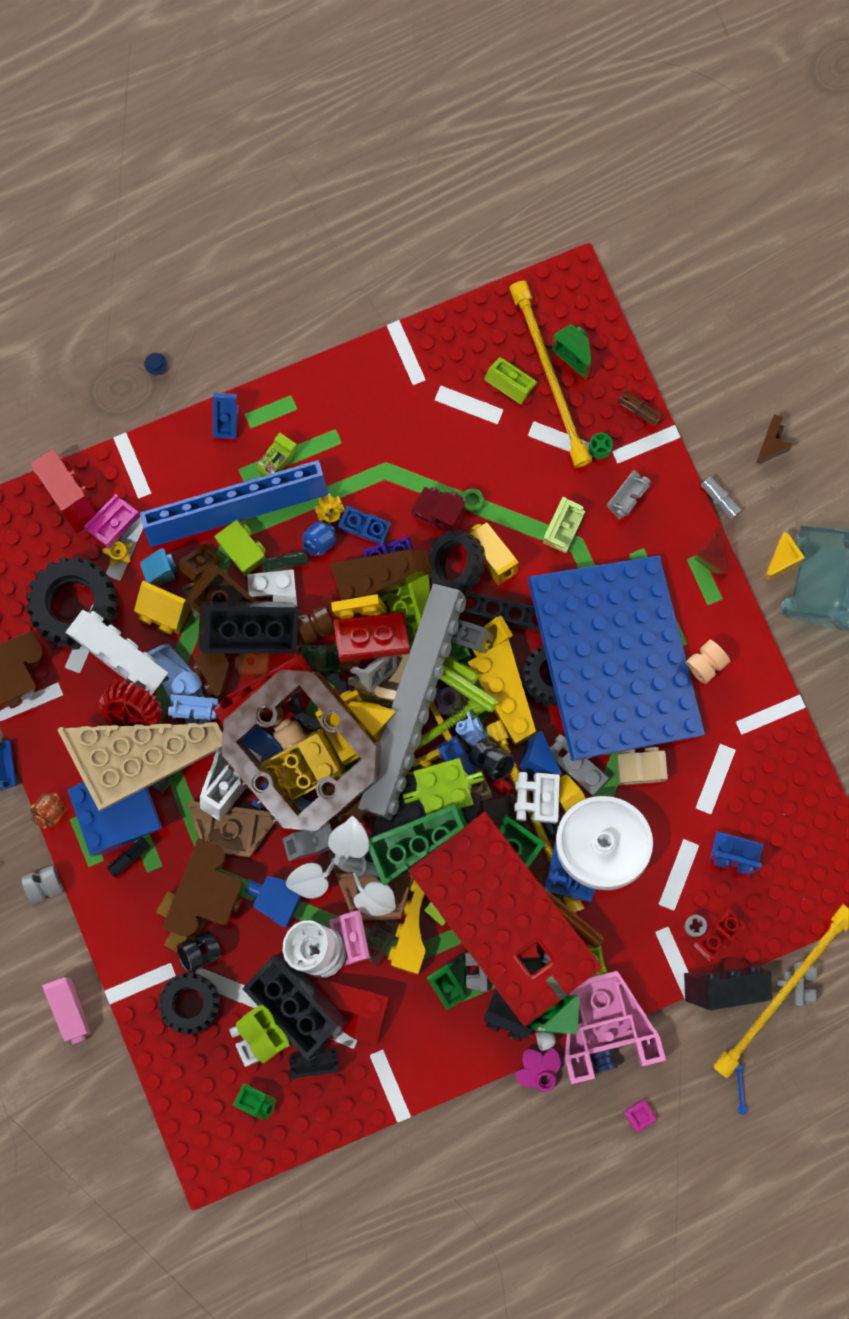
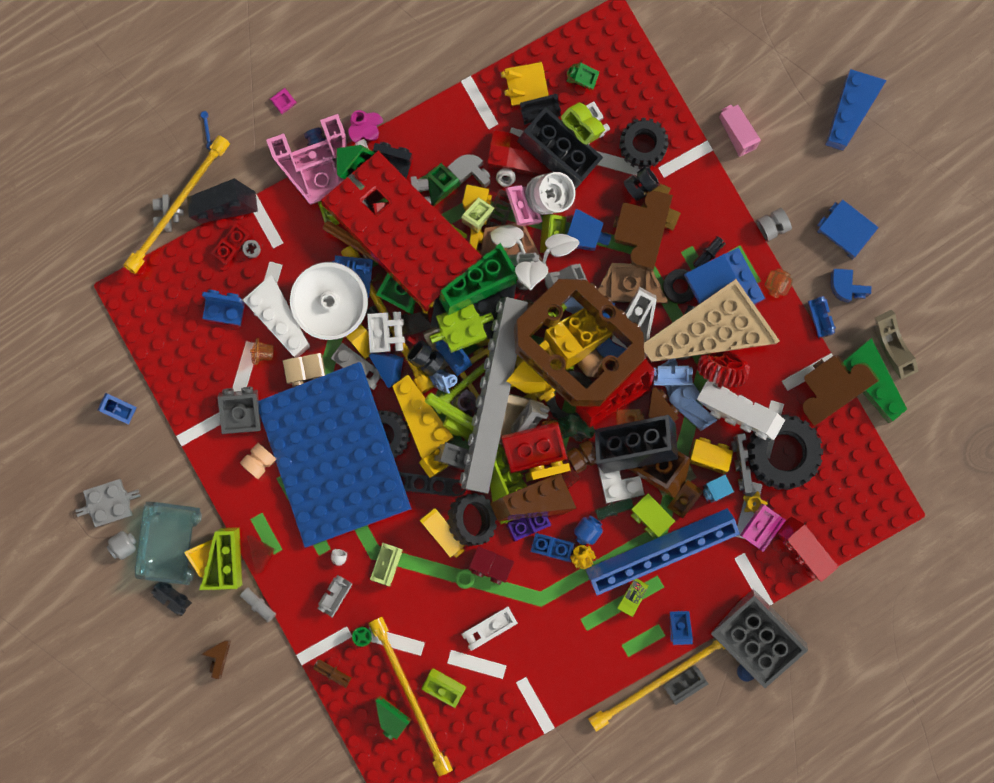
camera: 170 degrees right, 5 degrees up
(124, 576) = (745, 481): none -> dark grey wing
(134, 395) = (759, 639): none -> dark grey slope
(184, 820) = (669, 291): none -> black tyre
(228, 355) = (685, 685): none -> dark grey hinge
(319, 908) = (551, 225): none -> lime slope
(327, 1100) = (525, 83): none -> yellow plate
(331, 328) = (601, 718): none -> yellow hose
(368, 980) = (505, 181): none -> white plate
(407, 931) = (477, 214): none -> yellowish green slope
(413, 1000) = (470, 165): none -> light grey brick
(448, 440) = (490, 628): none -> white plate
(623, 542) = (338, 557): none -> white hinge
(672, 838) = (276, 314): none -> white wedge
(693, 794) = (261, 351): none -> clear orange piece
(726, 725) = (239, 410): none -> dark grey plate
(757, 546) = (224, 561): none -> lime wedge
(816, 509) = (178, 602): none -> black hinge

